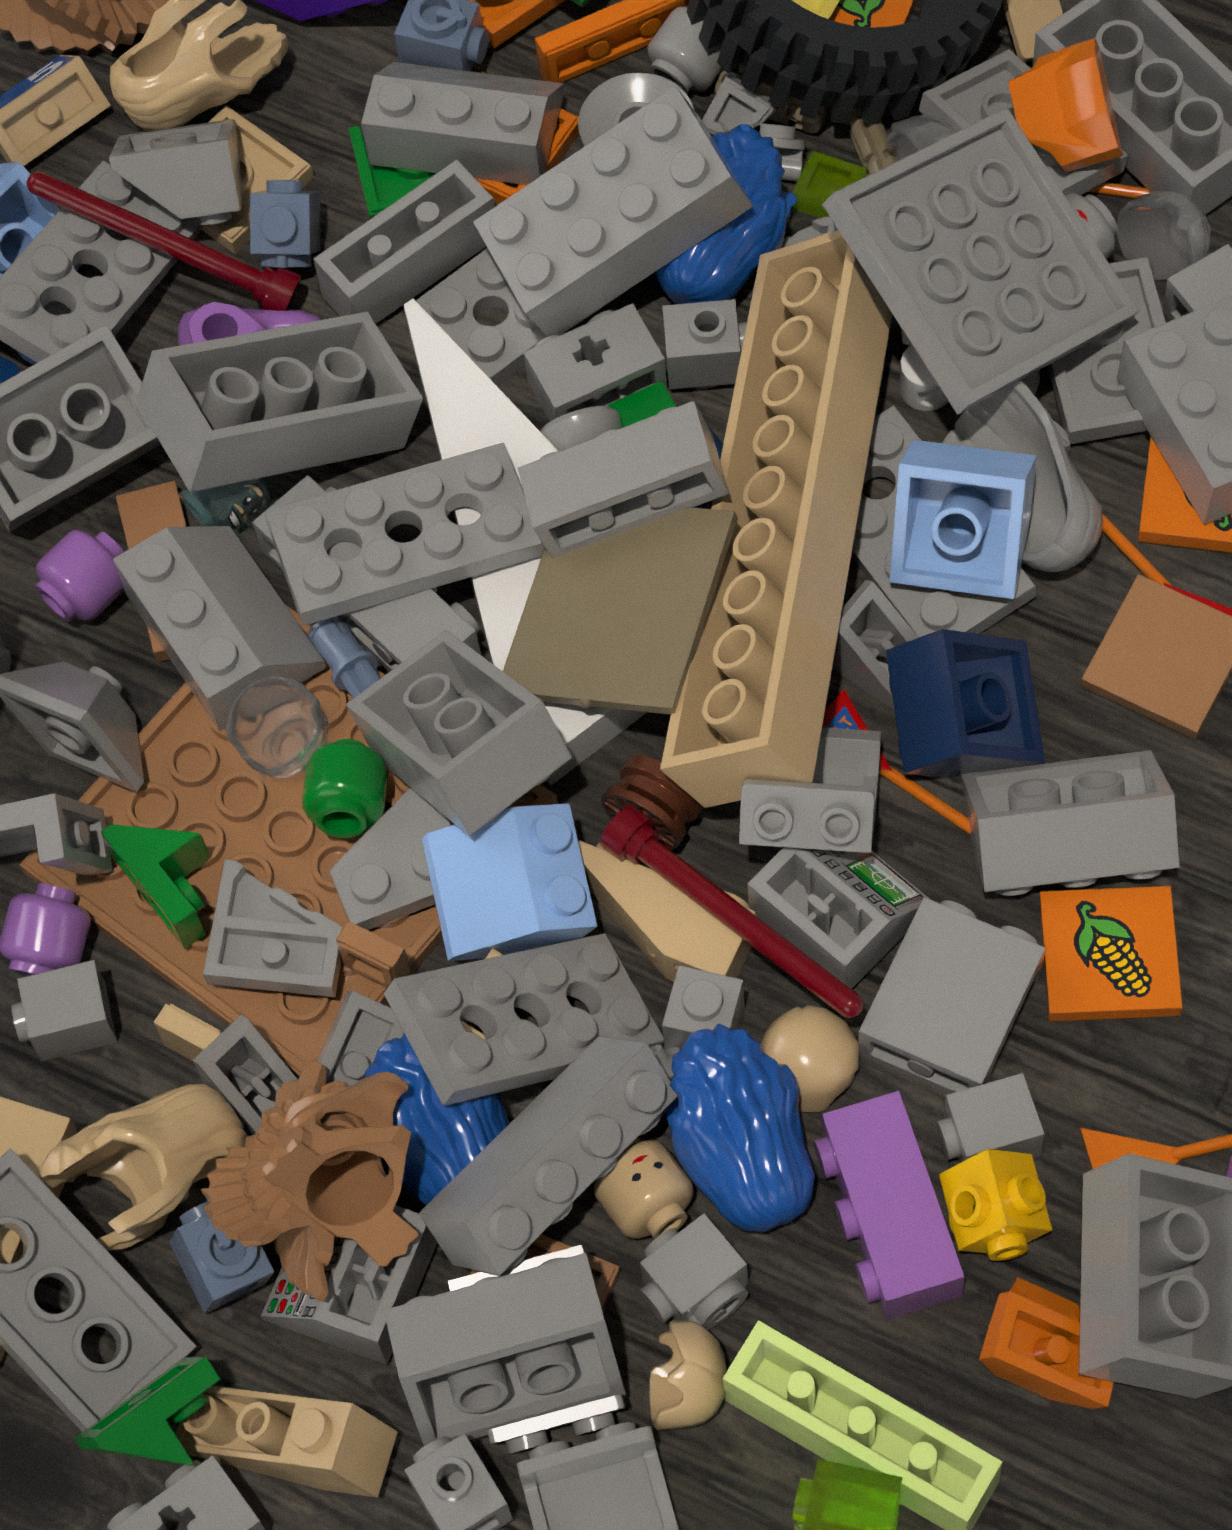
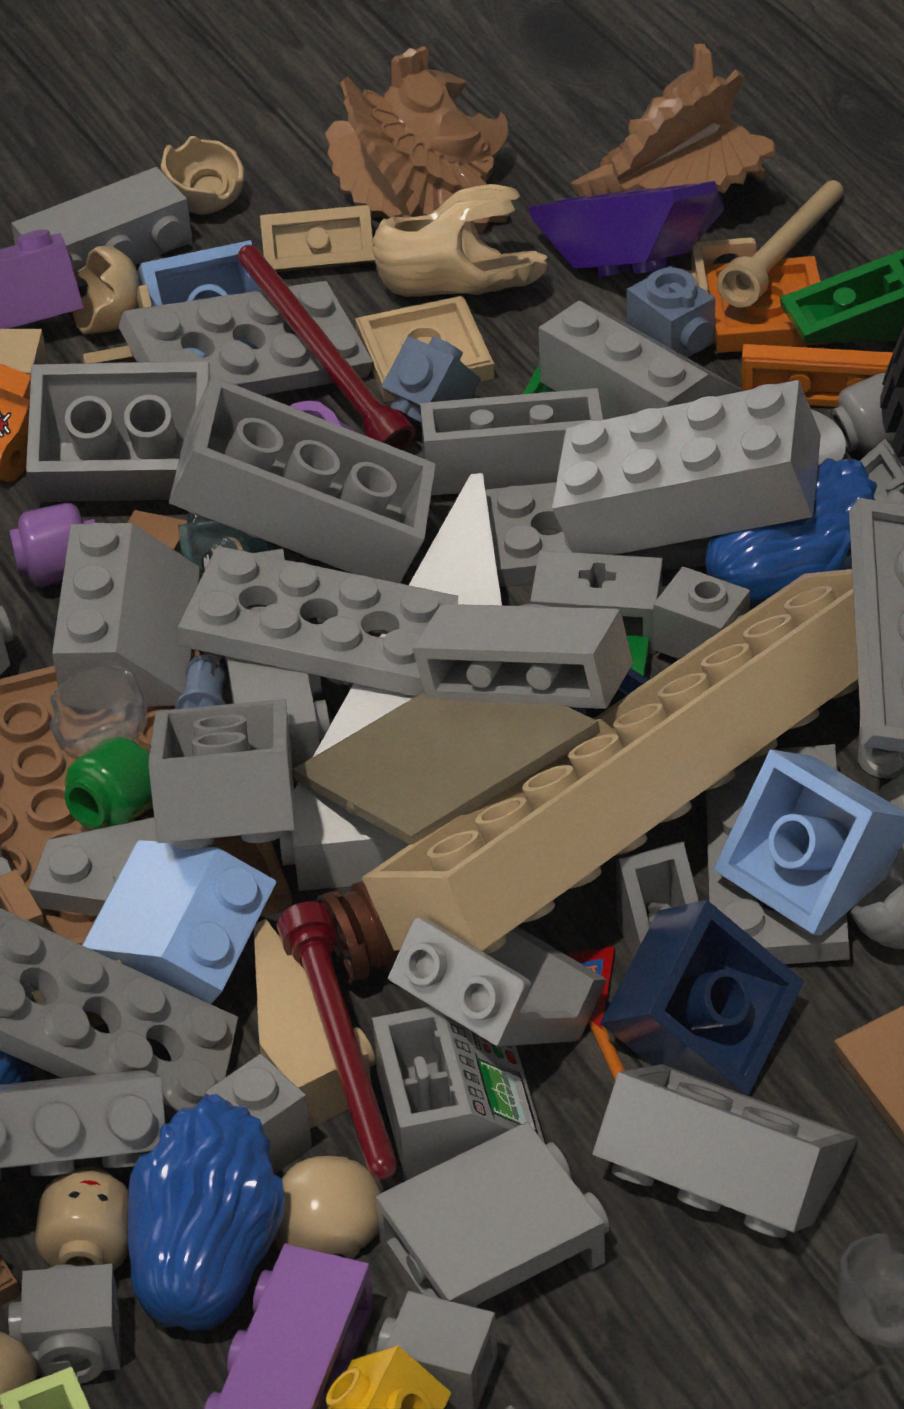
camera: 30 degrees right, 20 degrees down
(185, 169) = (381, 309): light grey slope -> none
(1110, 953) = (676, 1280): orange tile -> none

